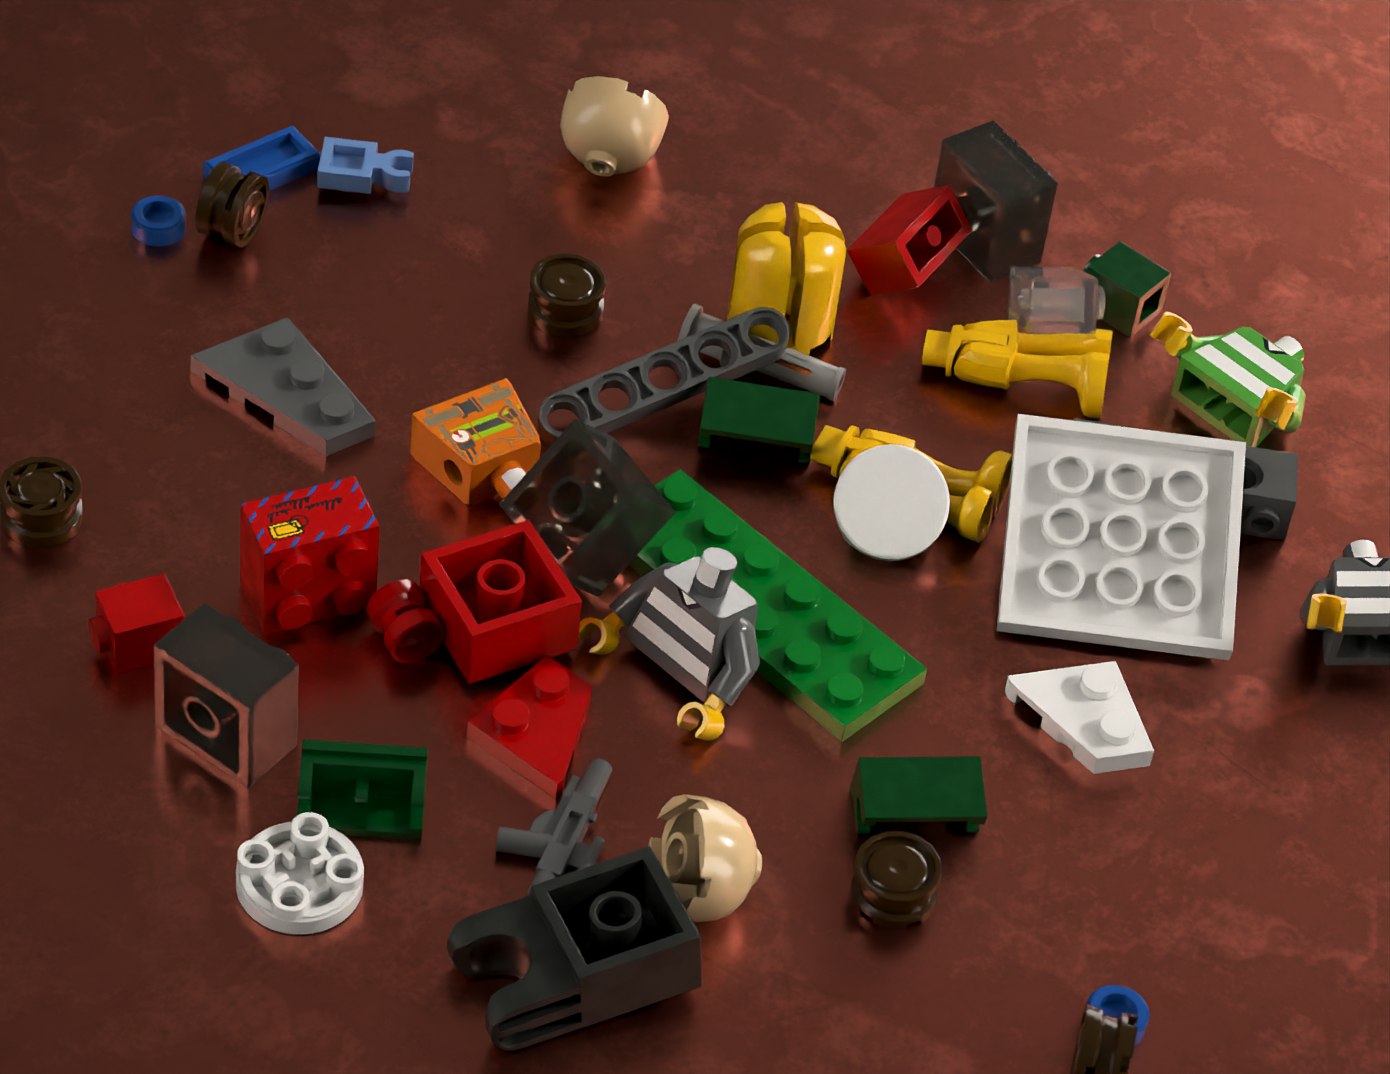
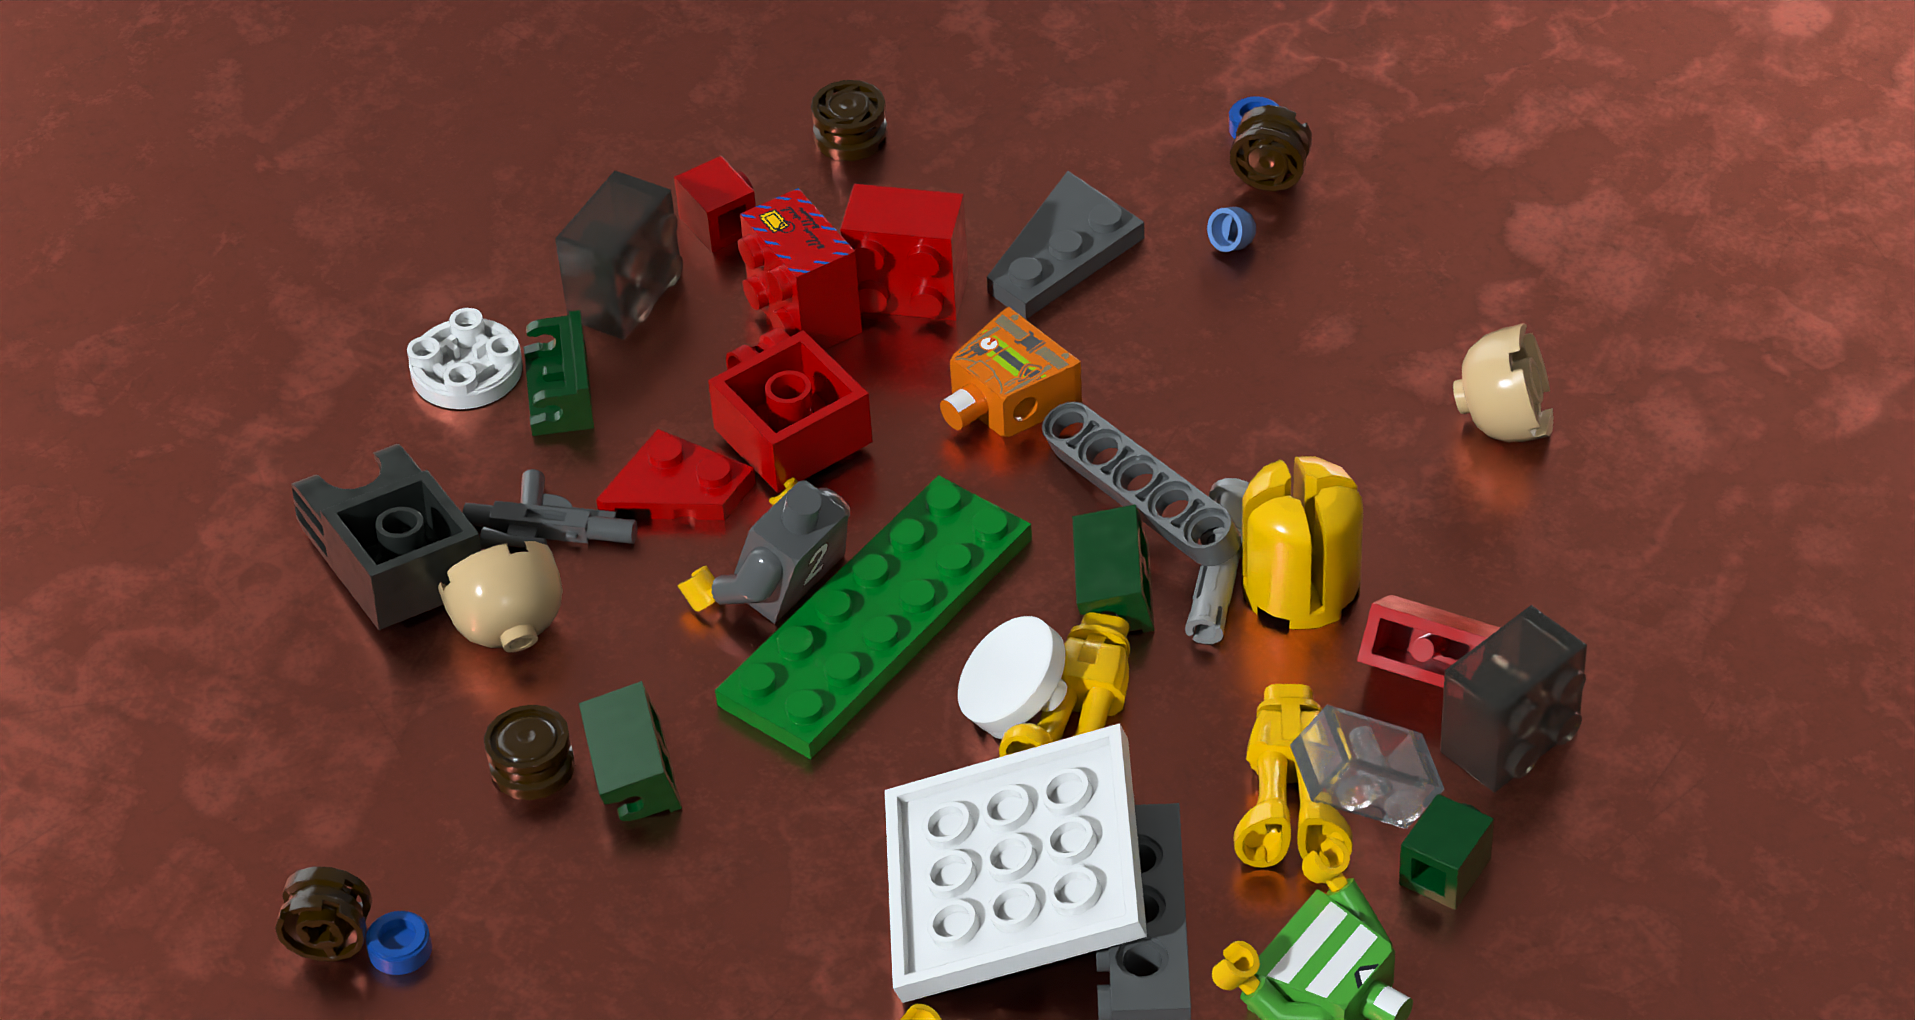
camera: 90 degrees right, 0 degrees up
(279, 157) = (1366, 172): blue tile -> none
(309, 444) = (908, 250): none -> red brick
(328, 258) = (1231, 223): none -> medium blue hinge
(356, 165) = (1383, 228): medium blue plate -> none
(566, 295) = (1253, 405): dark brown wheel -> none
(589, 506) = (914, 441): clear smoke brick -> none
(1088, 713) = (790, 887): white wing -> none

